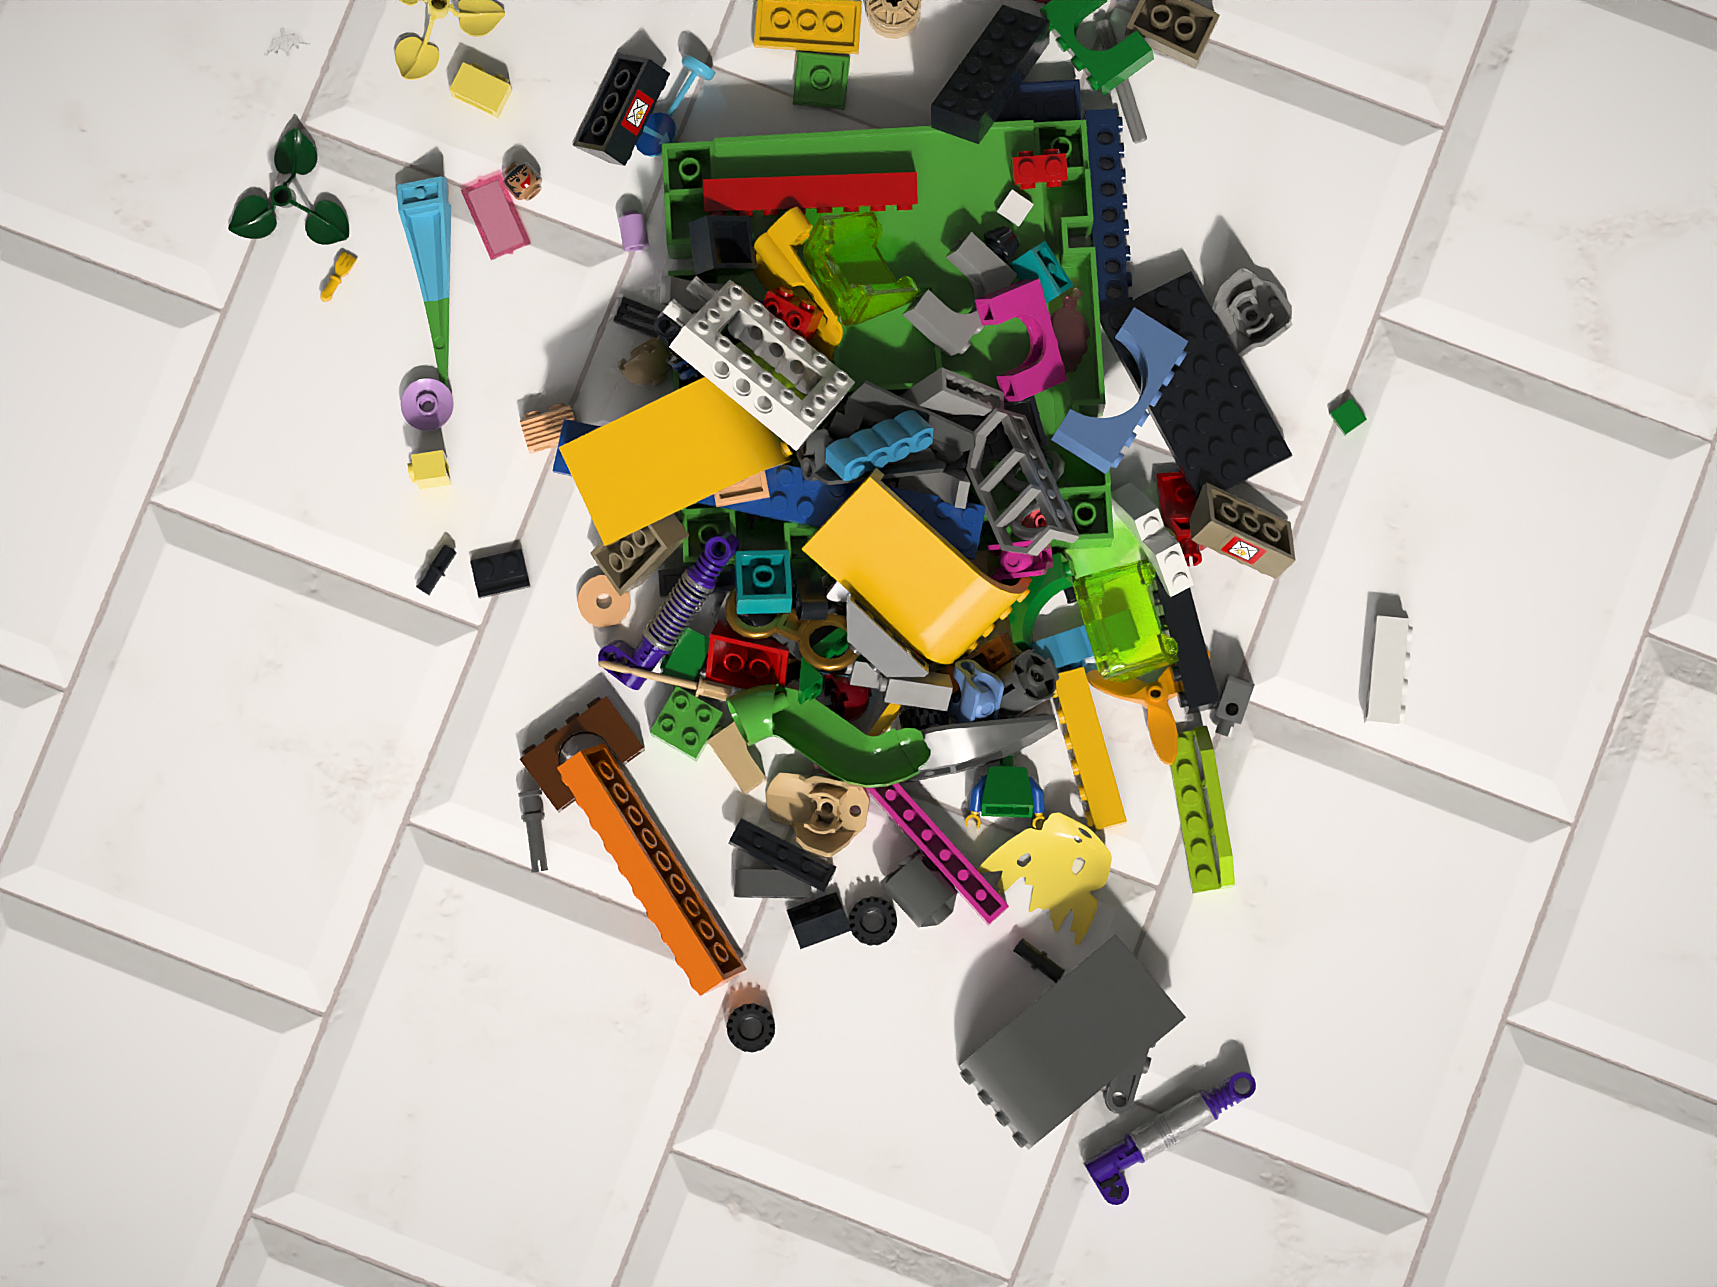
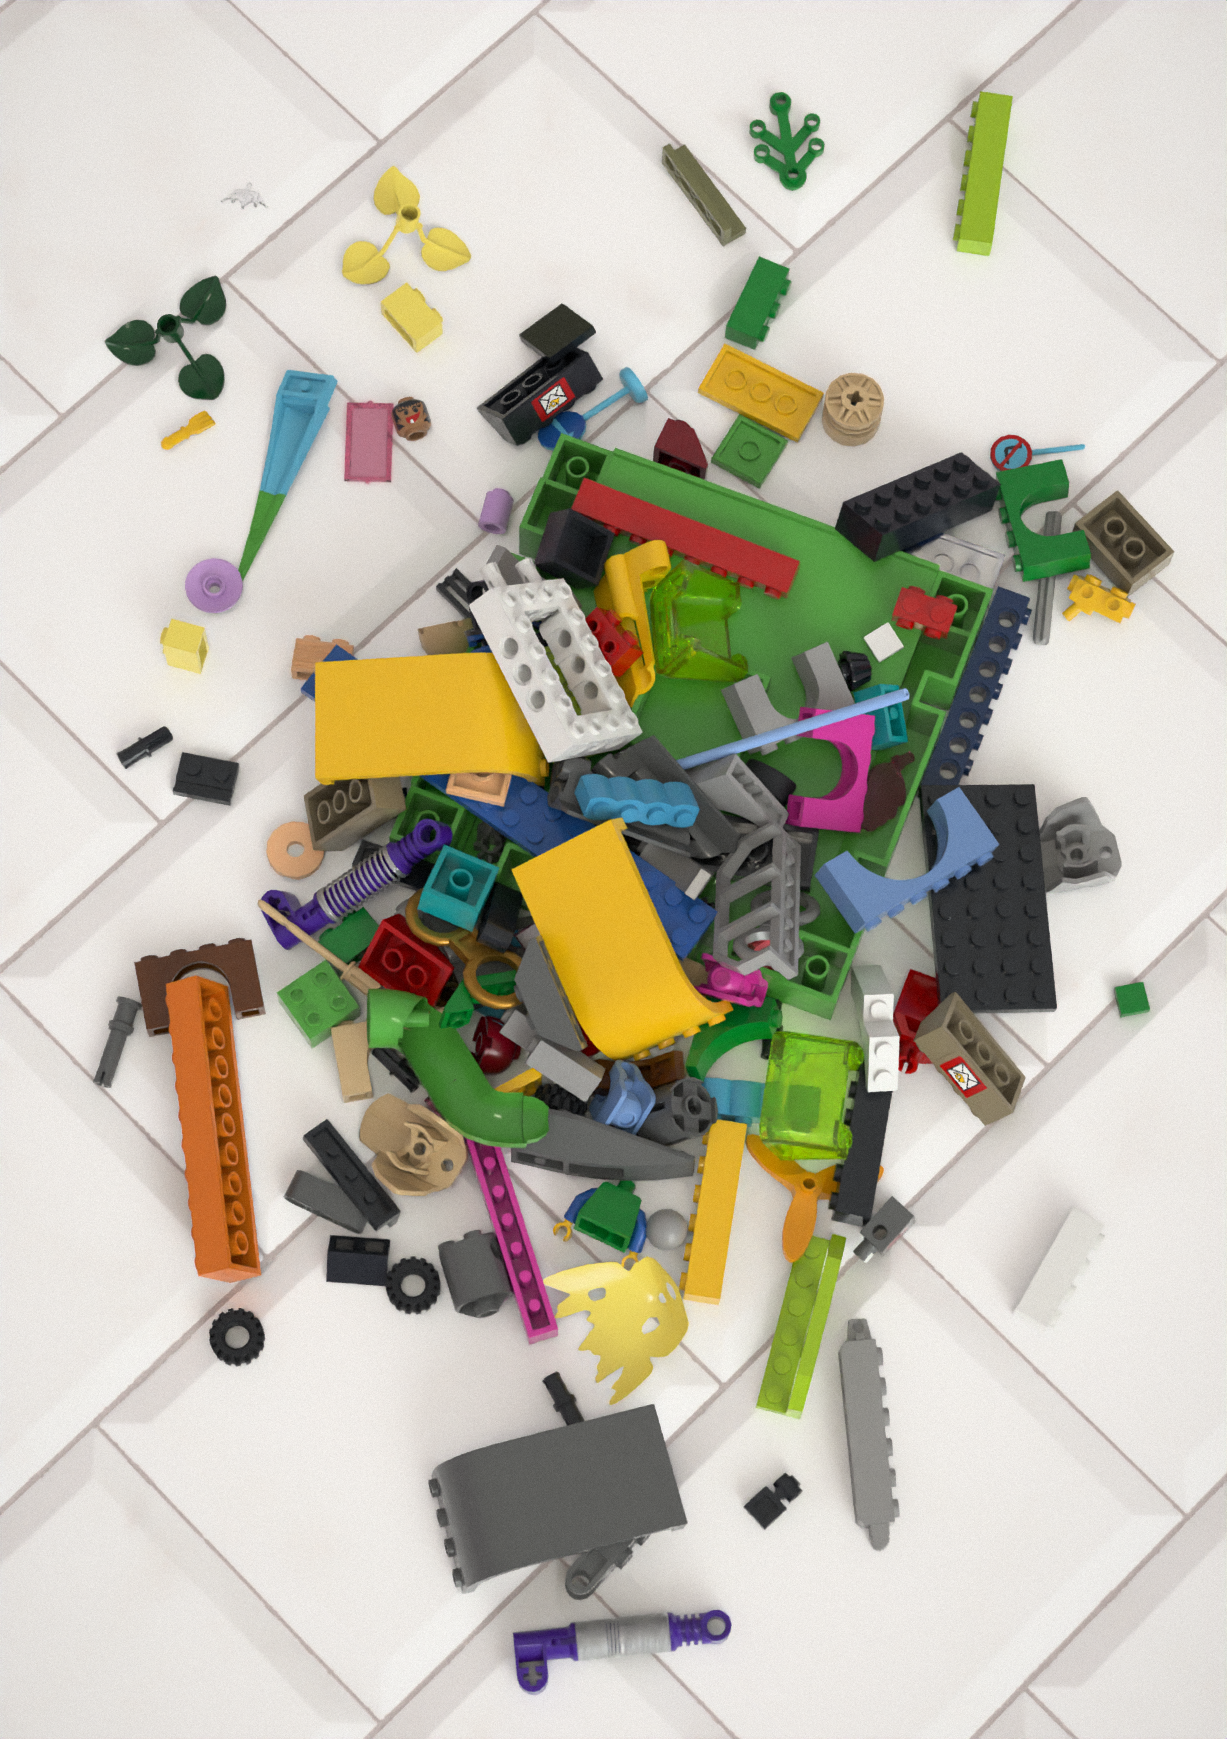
camera: 20 degrees right, 10 degrees down
(612, 49) = (557, 333): none -> black tile
(763, 534) = (485, 841): none -> dark grey gear
(768, 112) = (680, 449): none -> dark red slope
(779, 748) = (397, 1067): none -> black axle
(976, 370) = (775, 781): none -> black tyre
(982, 329) = (794, 728): none -> light blue piece
(1057, 783) = (666, 1229): none -> light grey piece
(1168, 82) = (1092, 596): none -> yellow brick
(1239, 970) = (767, 1506): none -> black plate
(1291, 875) = (866, 1433): none -> light grey hinge

